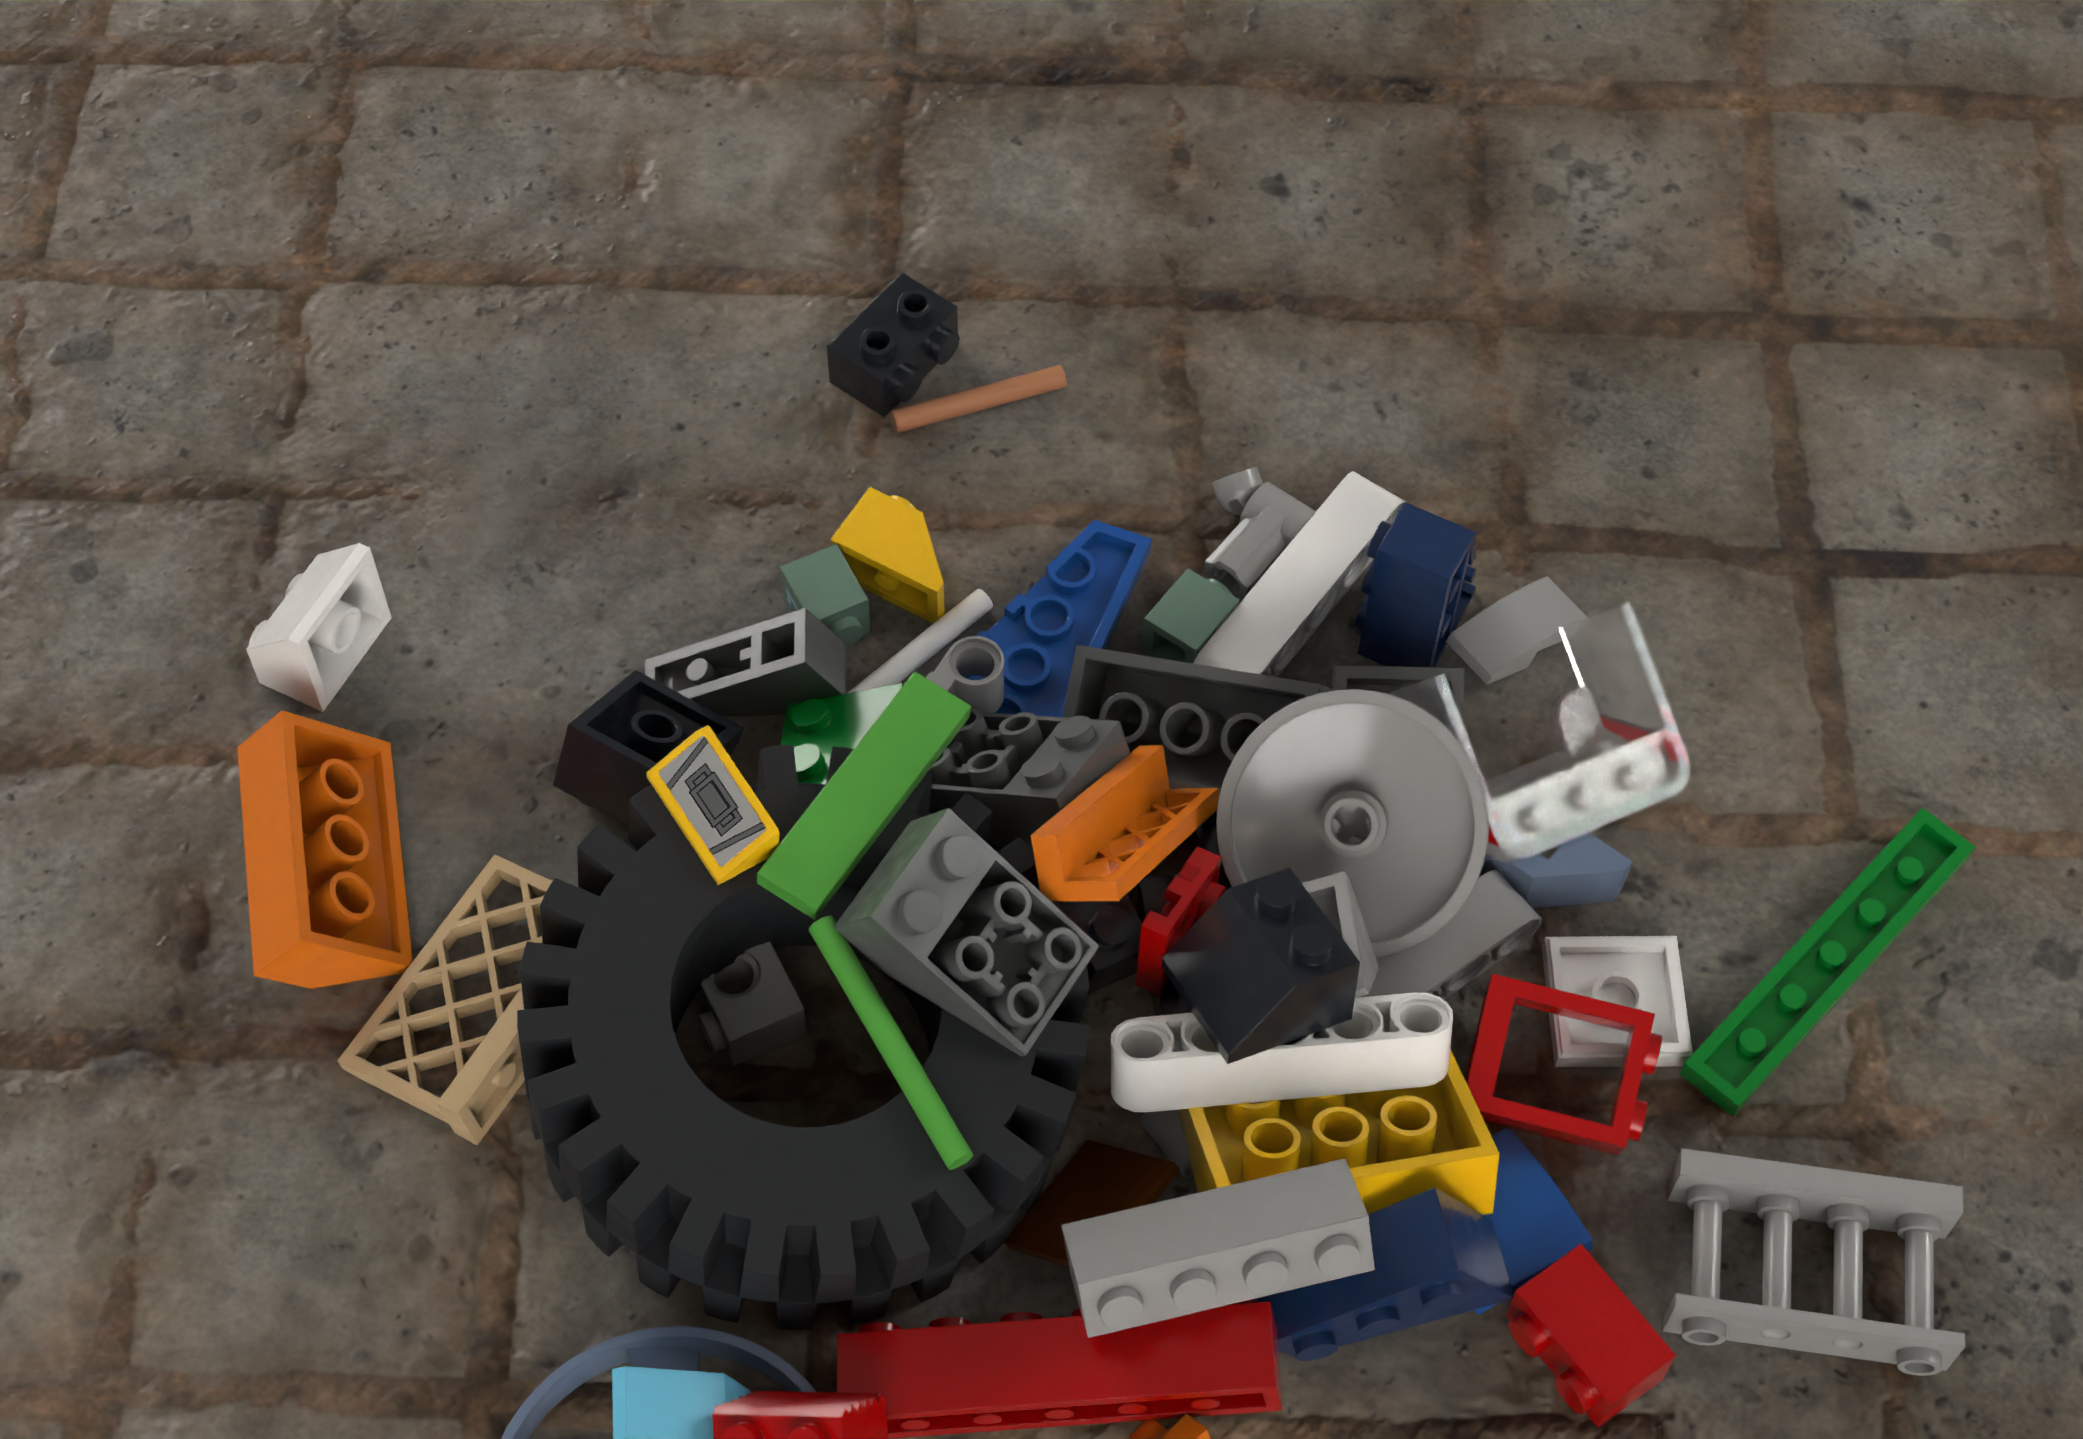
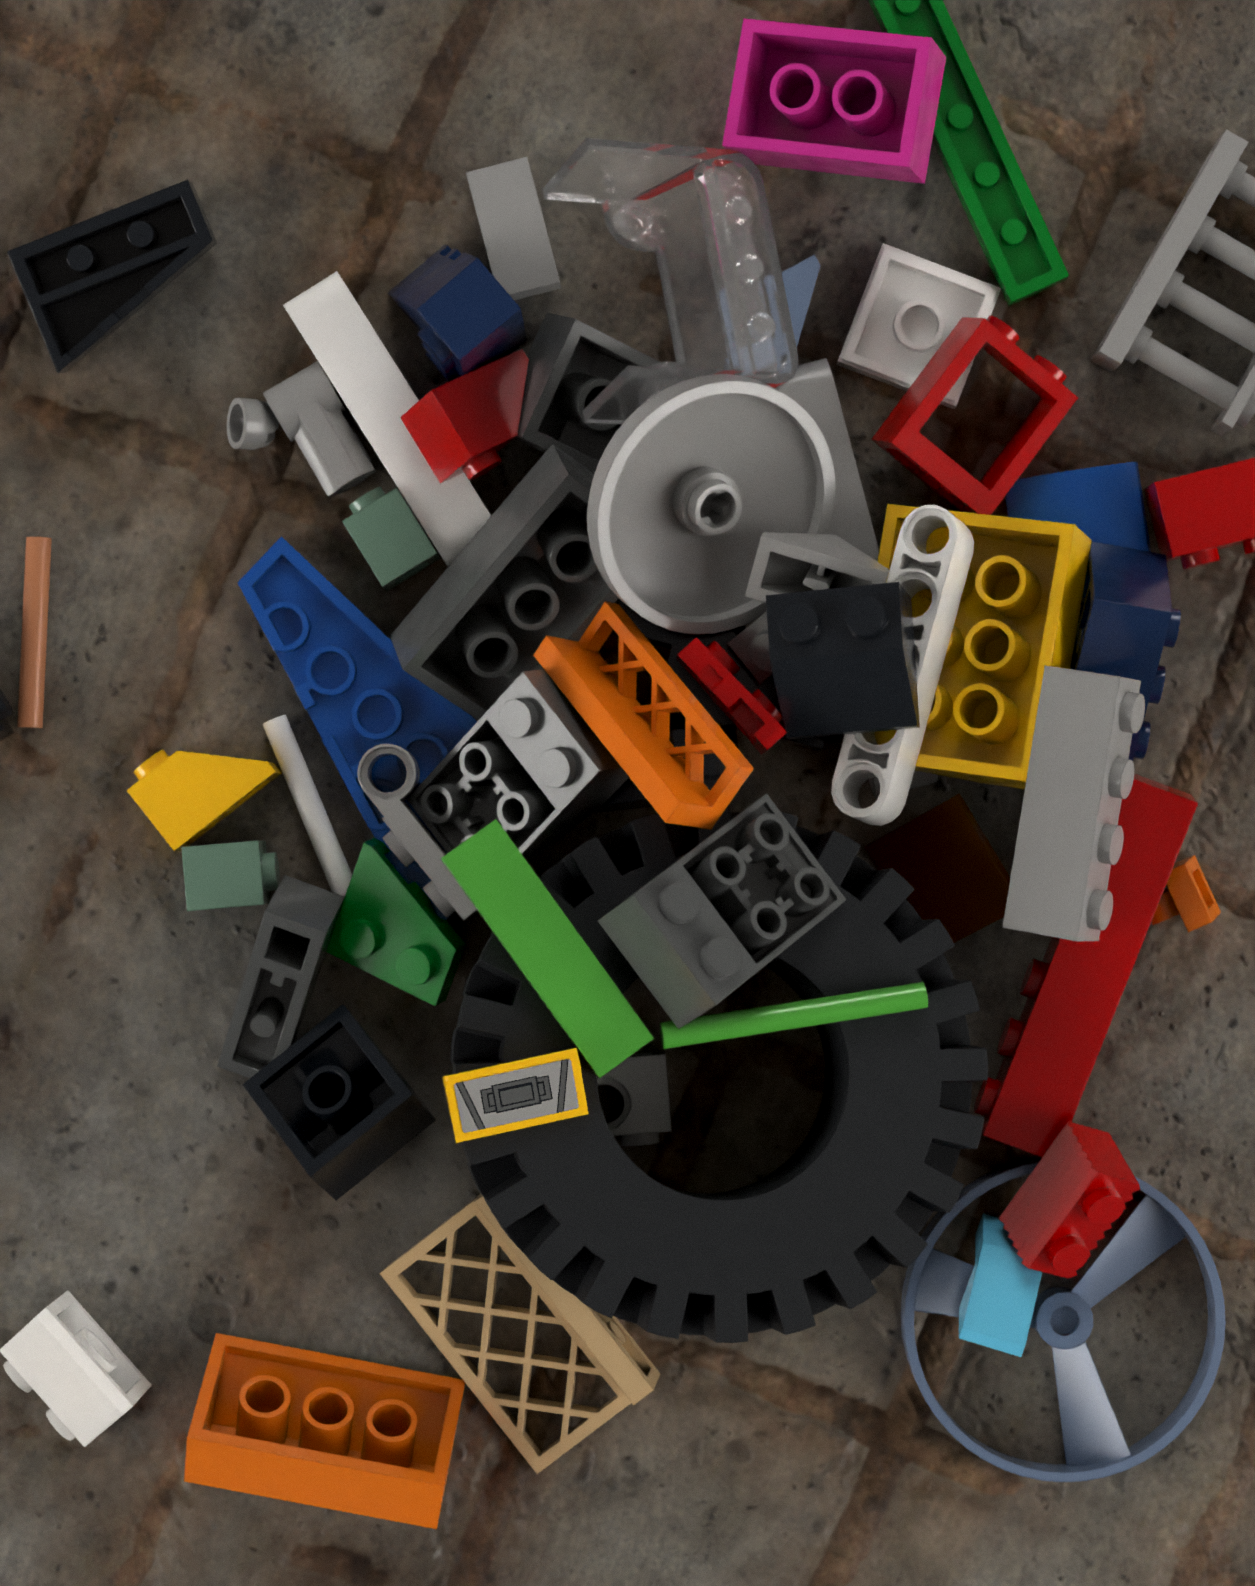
camera: 70 degrees left, 30 degrees up
(1319, 336) = (109, 267): none -> black wedge
(1331, 624) = (470, 418): none -> red slope
(1784, 826) = (835, 100): none -> dark pink brick

